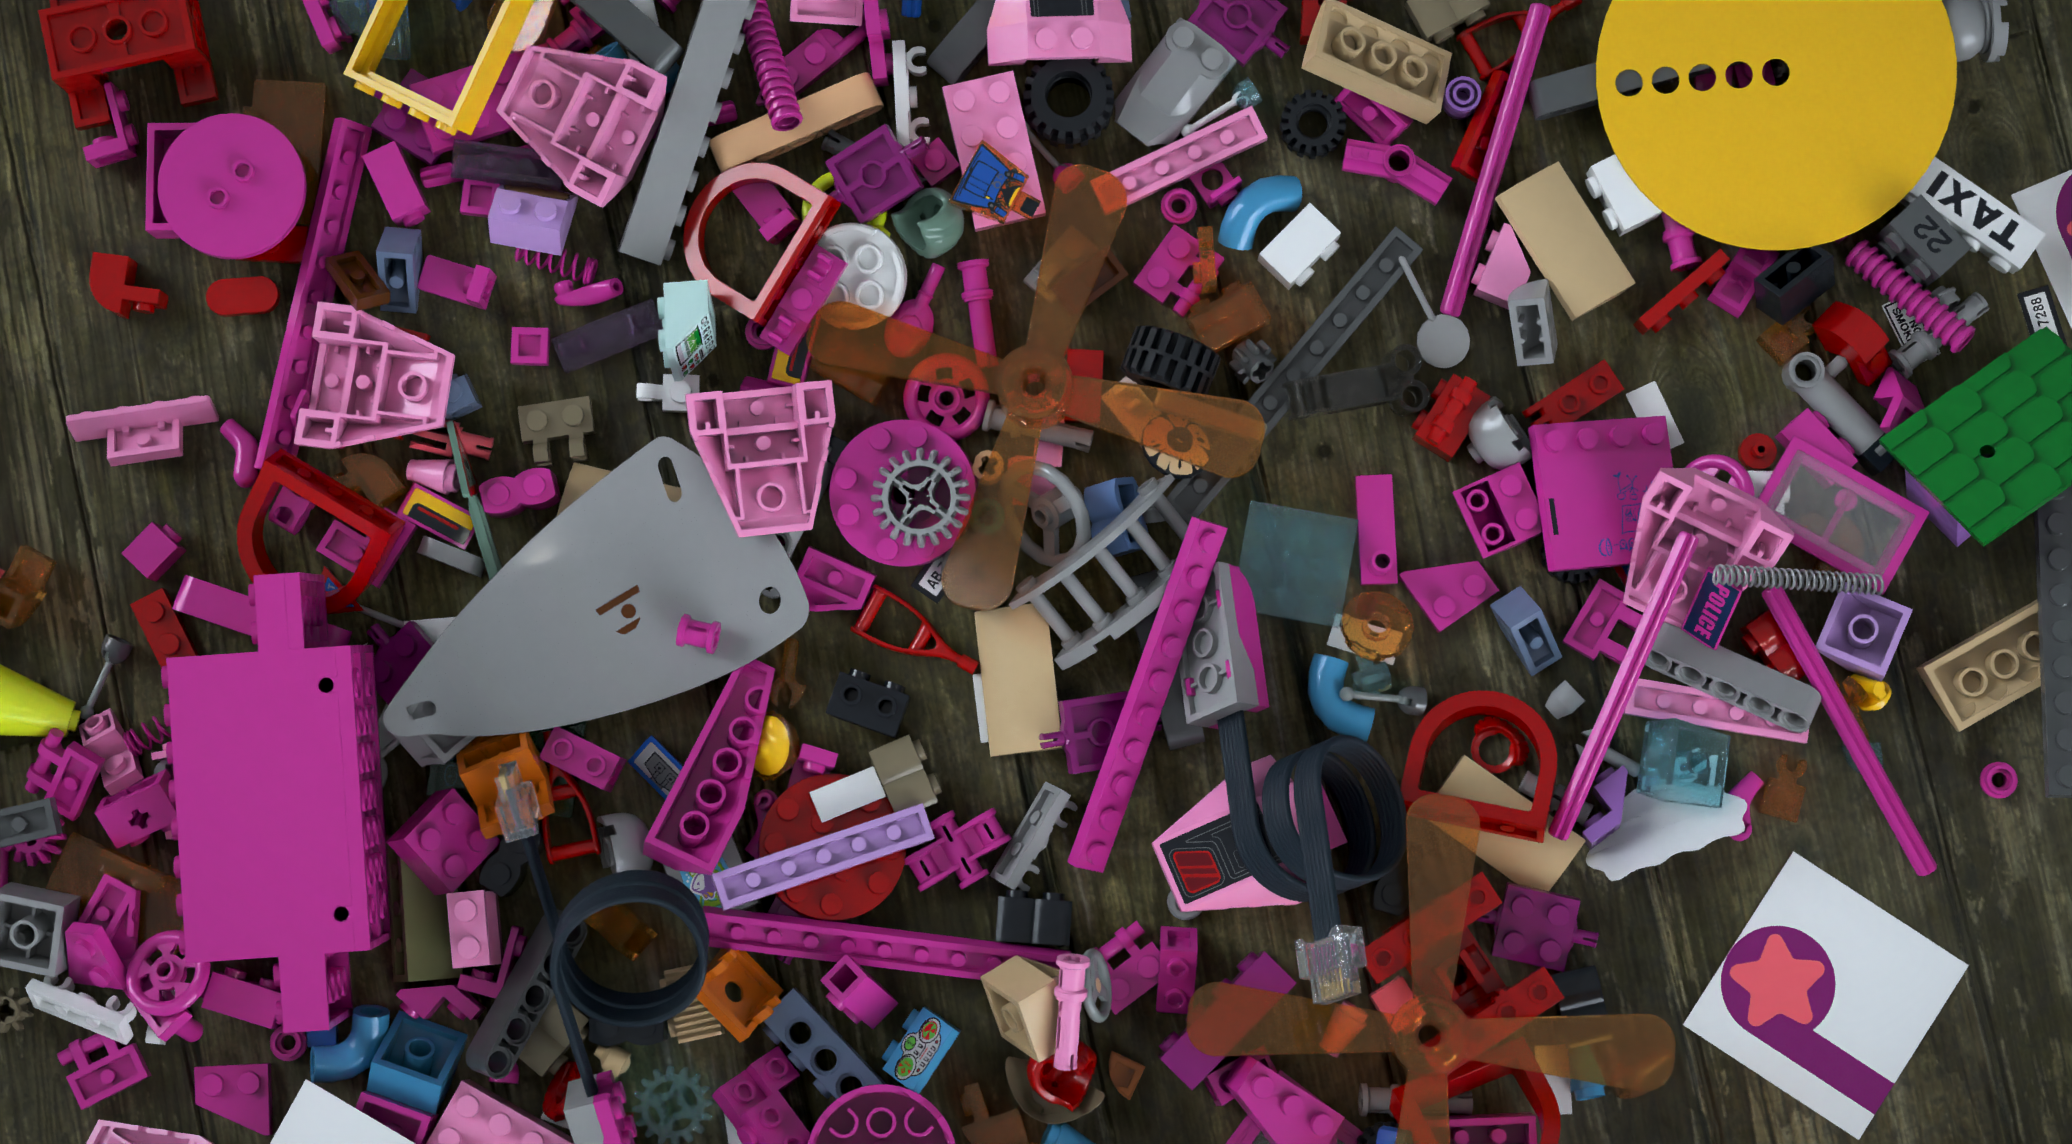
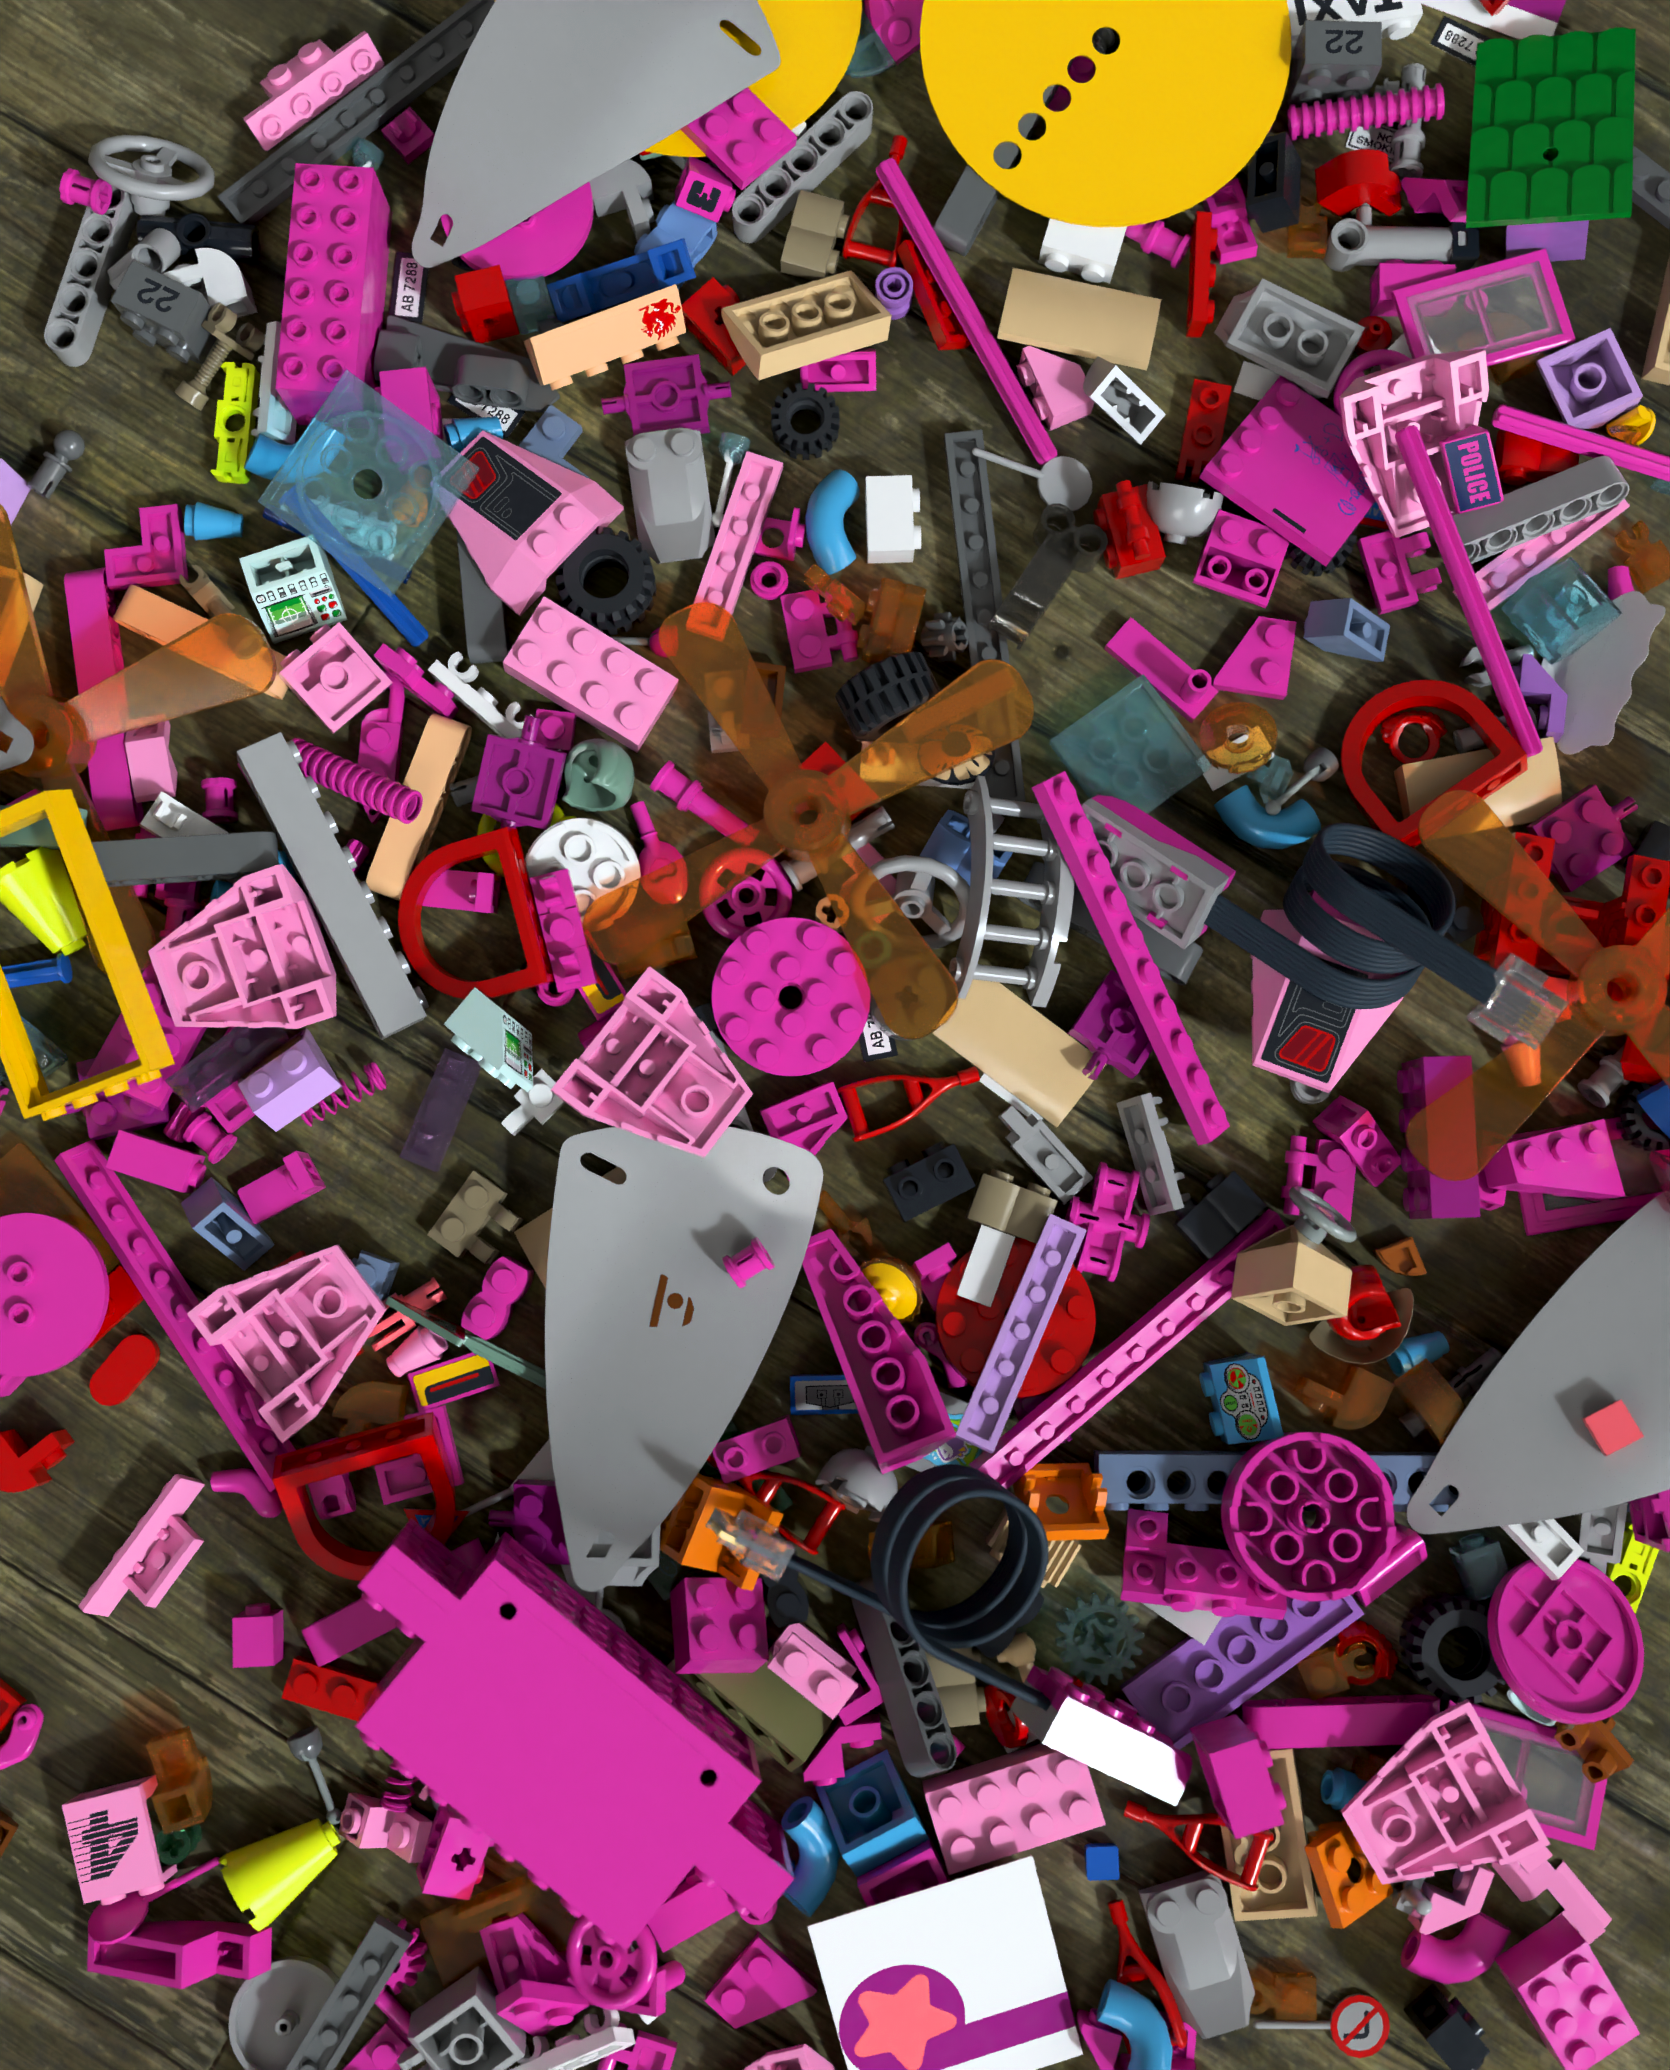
camera: 55 degrees left, 0 degrees up
(73, 778) = (376, 1879): dark pink plate -> none
(357, 280) = (201, 1265): reddish brown hinge -> none
(445, 203) = (209, 1137): none -> dark pink bush
(451, 556) = (495, 1400): light grey beam -> none
(530, 346) = (389, 1179): dark pink plate -> none
(587, 295) = (393, 1095): dark pink arm -> none
(857, 993) = (1151, 1406): dark pink brick -> none
(946, 516) = (846, 977): light grey gear -> none
(962, 766) = (1045, 1155): none -> light grey hinge
(993, 187) = (621, 696): torso -> none
(1070, 994) = (1323, 1240): bright pink pin -> none
(1374, 158) = (879, 401): dark pink piece -> none
(1563, 700) = (1425, 654): light grey hose -> none
(1696, 396) = (1290, 336): none -> light grey slope
(1795, 579) = (1519, 389): light grey piece -> none

